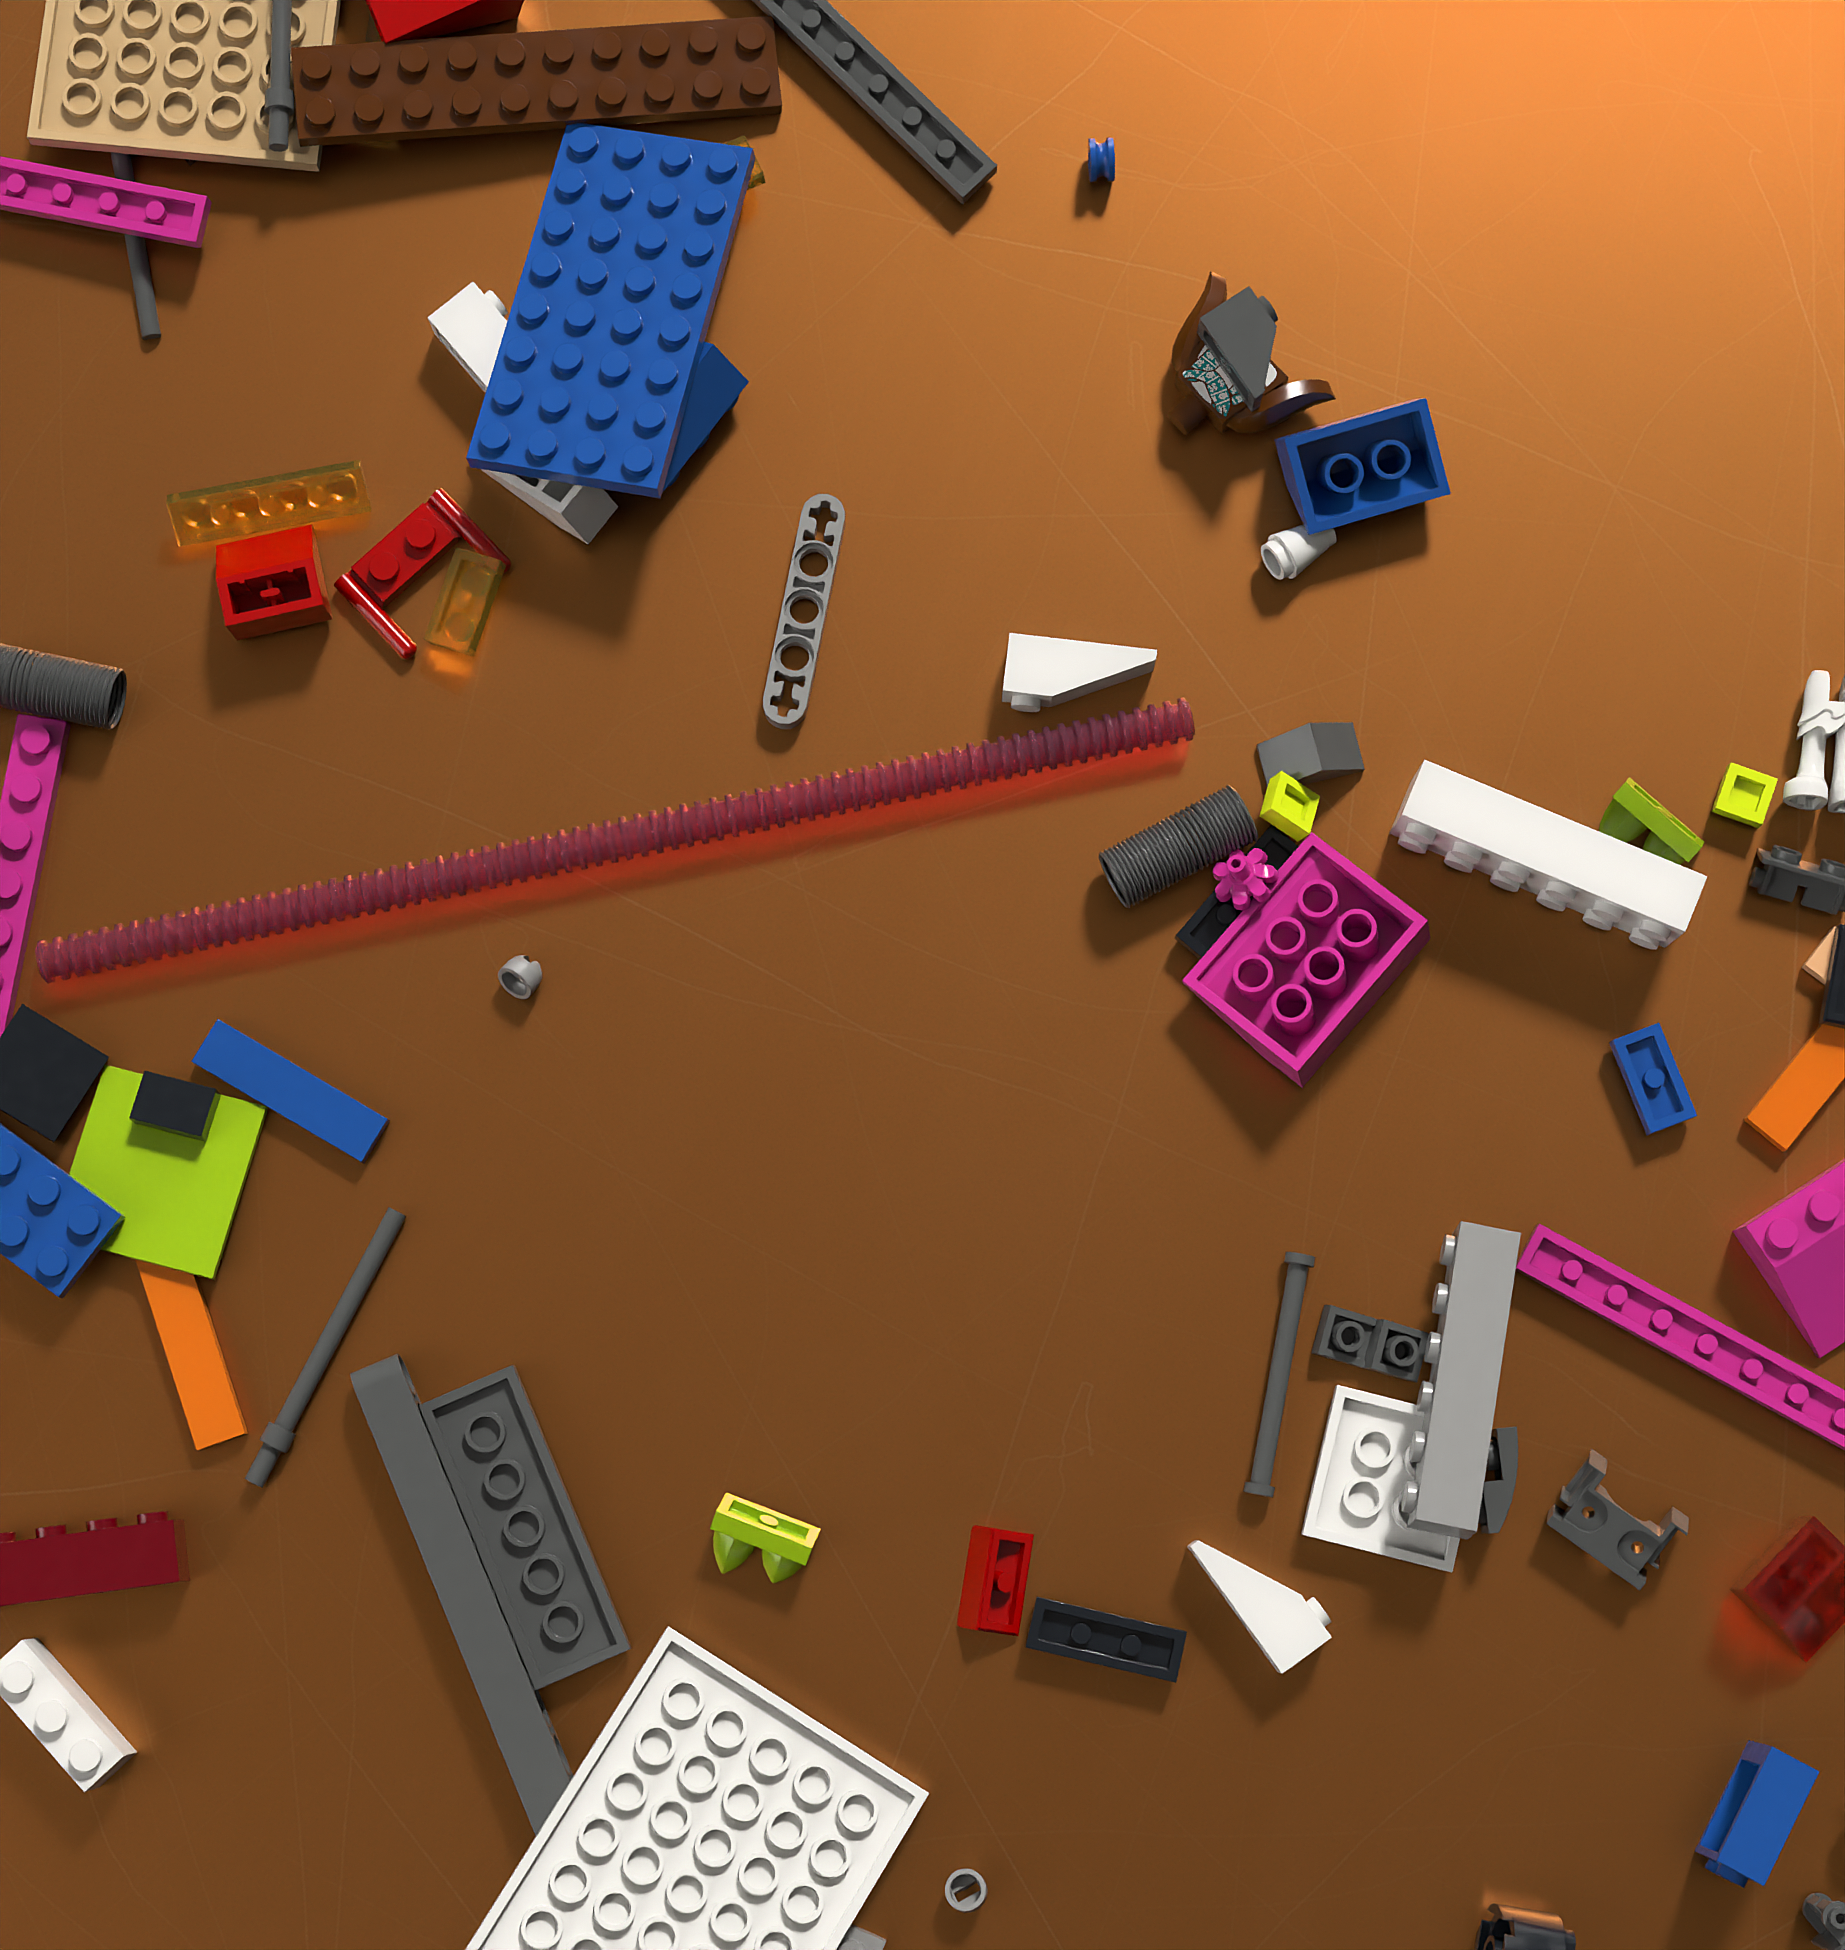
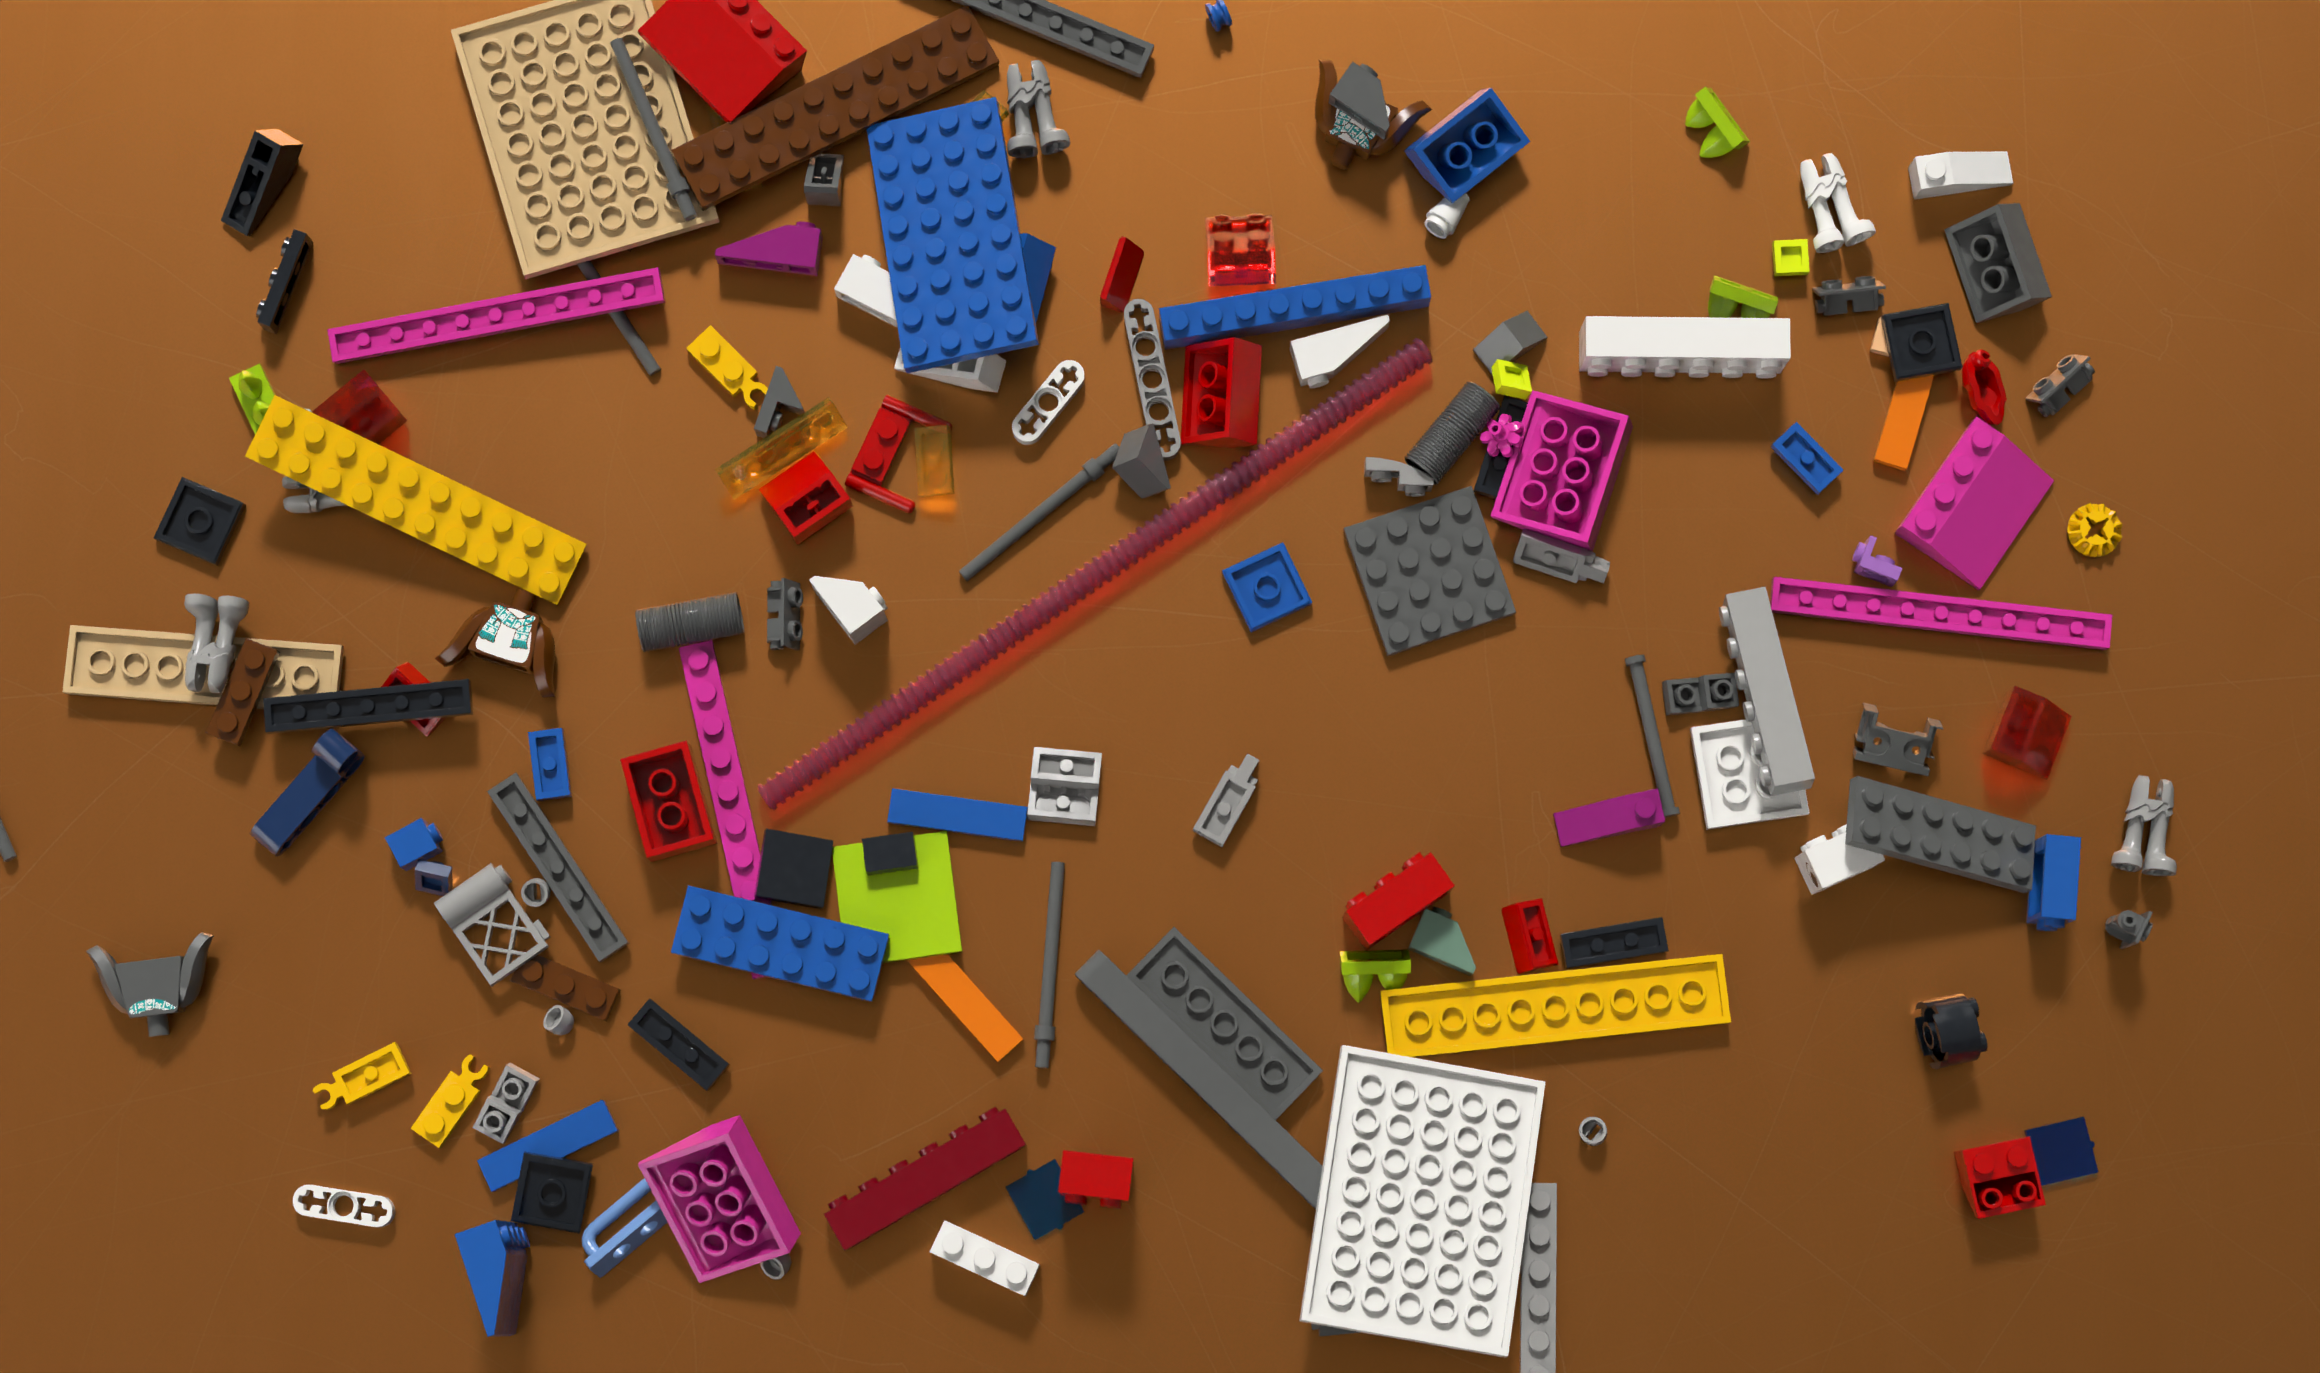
camera: 25 degrees left, 0 degrees up
(181, 1665) = (1040, 1202): none -> piece
(188, 709) = (786, 599): none -> dark grey hinge
(247, 365) = (726, 365): none -> yellow plate
(247, 1671) = (1095, 1177): none -> red brick
(264, 751) = (852, 605): none -> white slope
(294, 431) = (778, 396): none -> dark grey slope
(383, 238) = (781, 249): none -> magenta slope
(450, 1111) = (1064, 786): none -> light grey slope
(481, 171) = (824, 180): none -> dark grey slope
(520, 976) = (1072, 683): light grey hinge -> none
(614, 588) = (1070, 388): none -> white beam
(660, 1224) = (1227, 802): none -> light grey hinge
(672, 700) = (1091, 471): none -> dark grey bar
(740, 716) = (1141, 462): none -> dark grey slope
(789, 169) = (1020, 100): none -> light grey piece
(822, 454) = (1121, 275): none -> red slope
(827, 1456) = (1397, 899): none -> red brick
(839, 954) = (1267, 587): none -> blue tile
(869, 1537) = (1442, 941): none -> sand green slope
(888, 667) = (1221, 393): none -> red slope
(988, 1695) = (1555, 1006): none -> yellow plate
(995, 484) = (1240, 250): none -> clear red slope
(1036, 590) = (1295, 307): none -> blue brick
(1069, 1022) = (1429, 571): none -> dark grey plate
(1093, 886) = (1410, 479): none -> light grey slope
(1172, 1463) = (1610, 818): none -> magenta slope
(1253, 1077) = (1559, 558): none -> light grey hinge
(1272, 1613) = (1709, 884): white slope -> none
(1467, 1654) = (1832, 861): none -> white brick
(1499, 1493) = (1818, 751): dark grey slope -> none
(1621, 1681) = (1940, 834): none -> dark grey plate
(1688, 1271) = (1876, 568): none -> medium lavender bracket
(1727, 590) = (1726, 133): none -> lime tile

